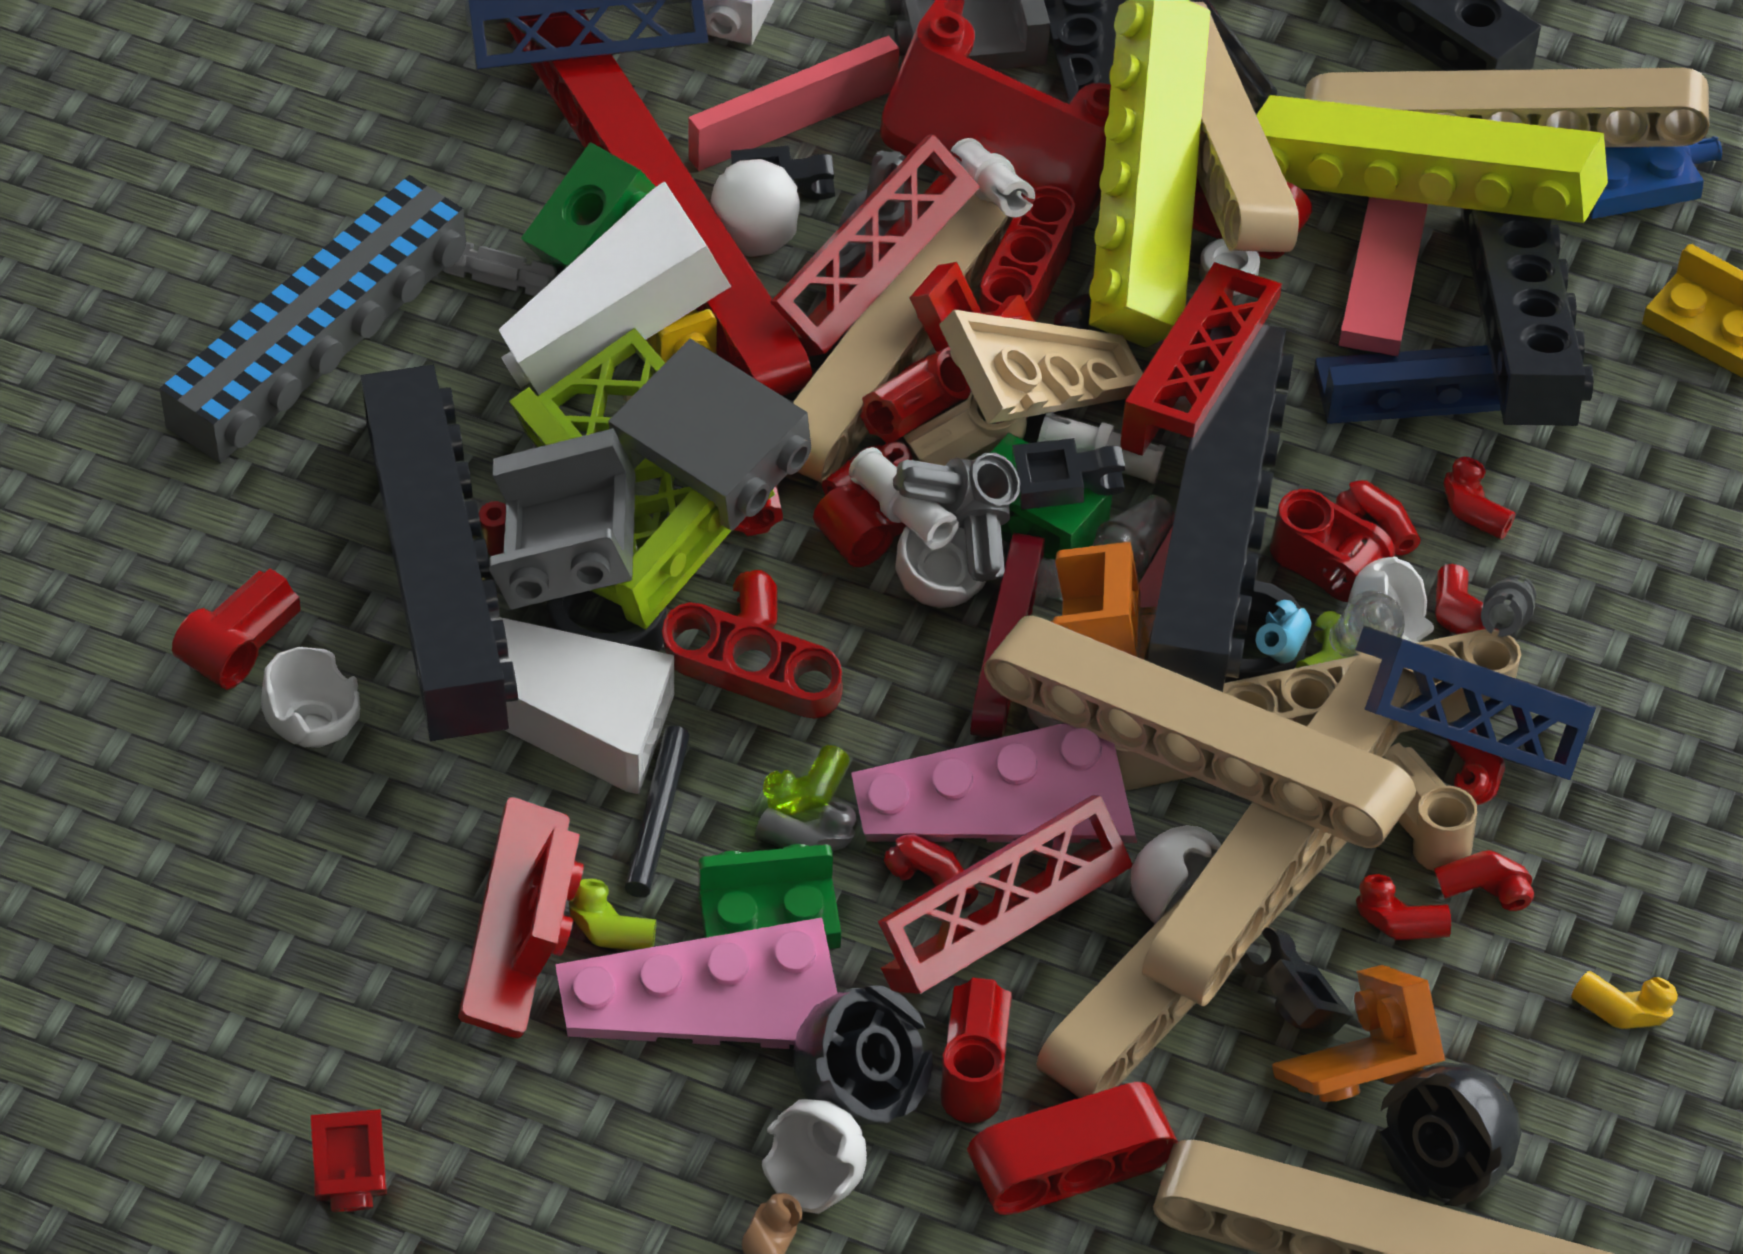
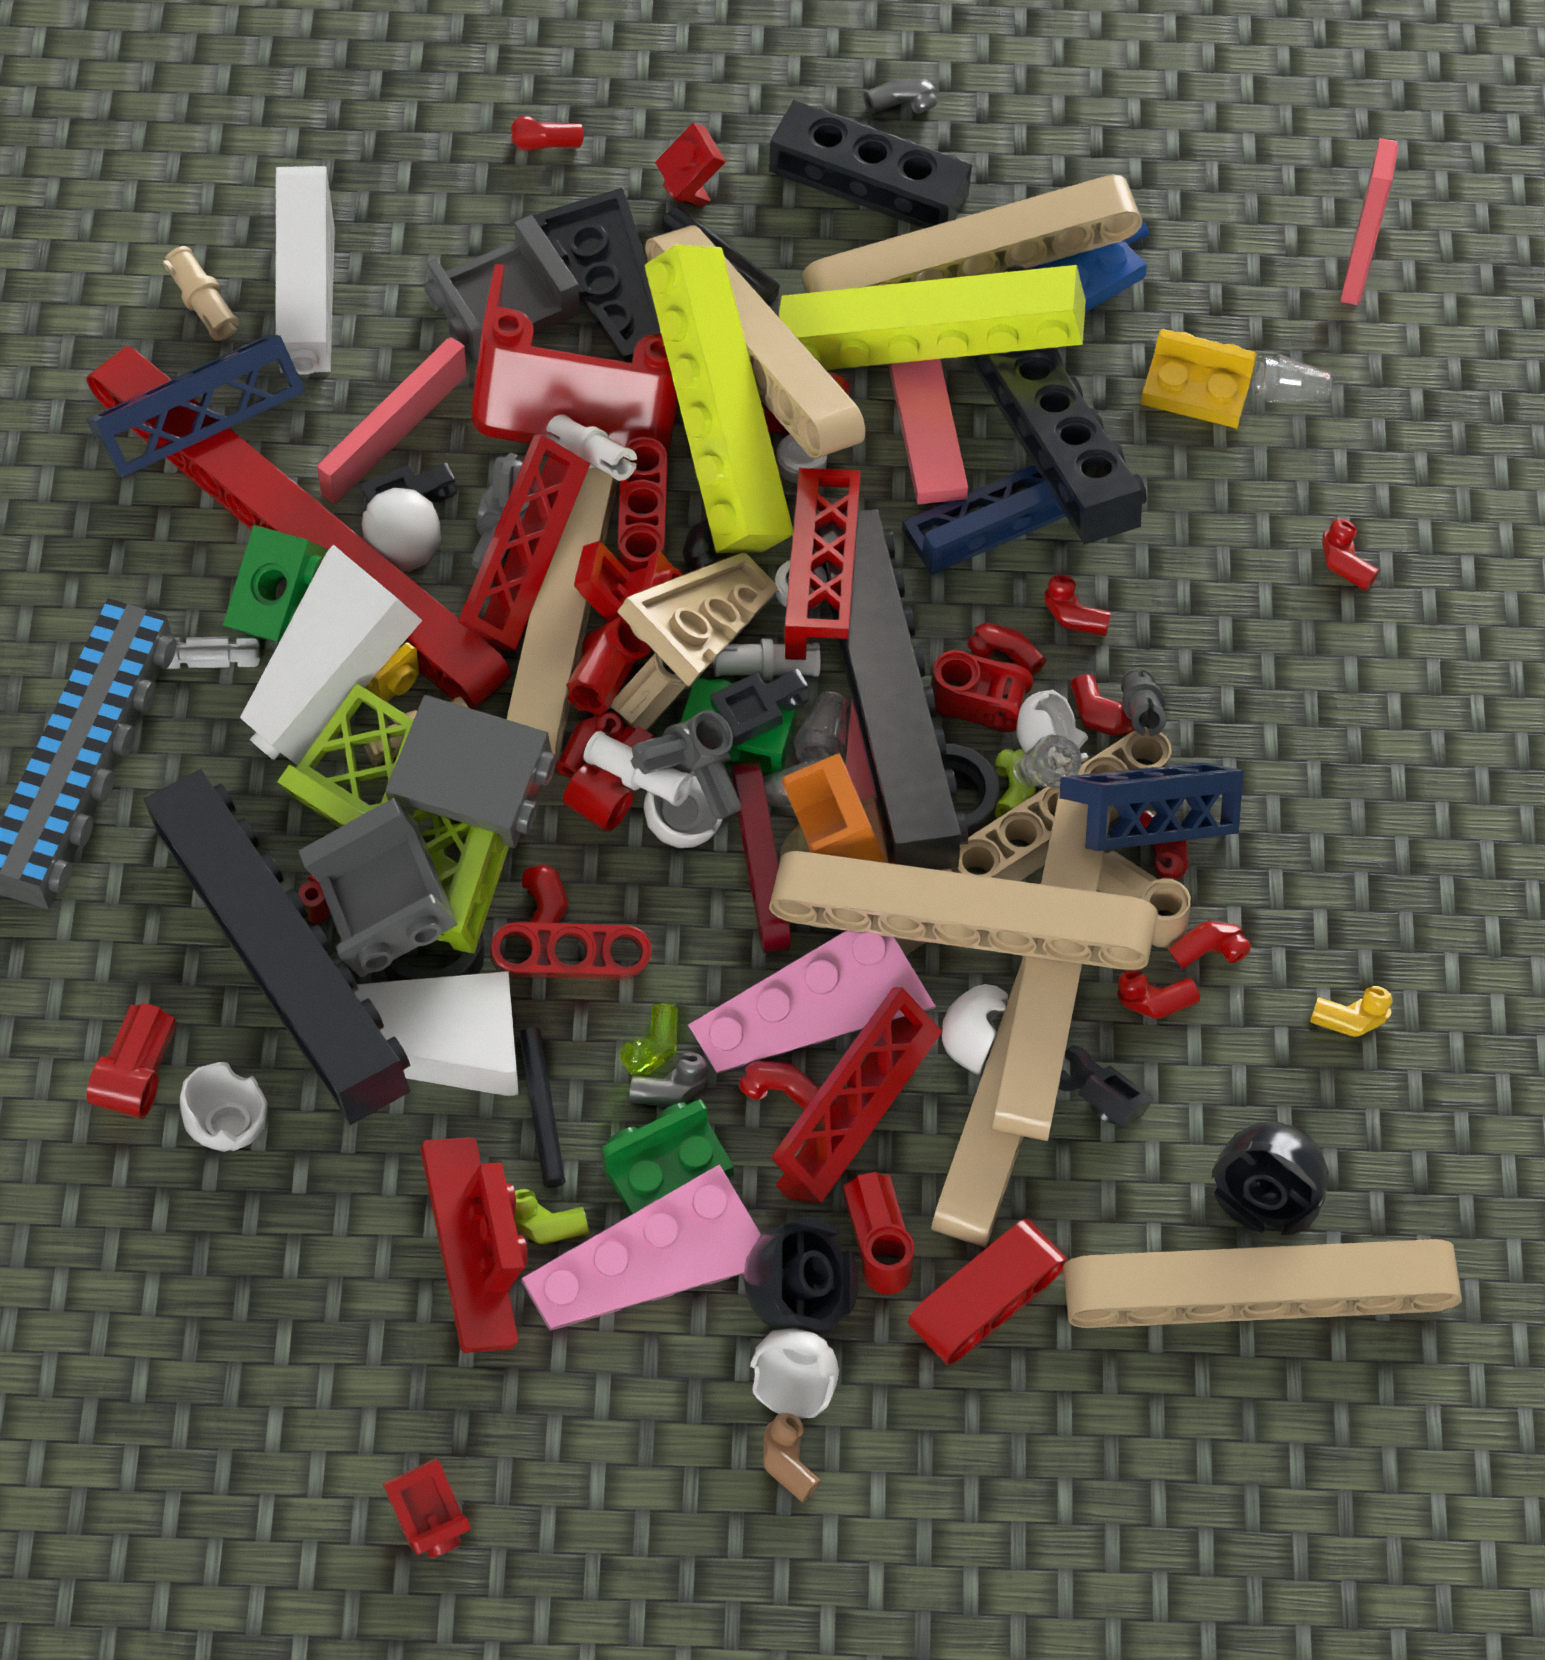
camera: 20 degrees left, 10 degrees up
(1284, 632) = (989, 785): medium azure arm -> none
(1402, 1039) = (1200, 1124): orange bracket -> none

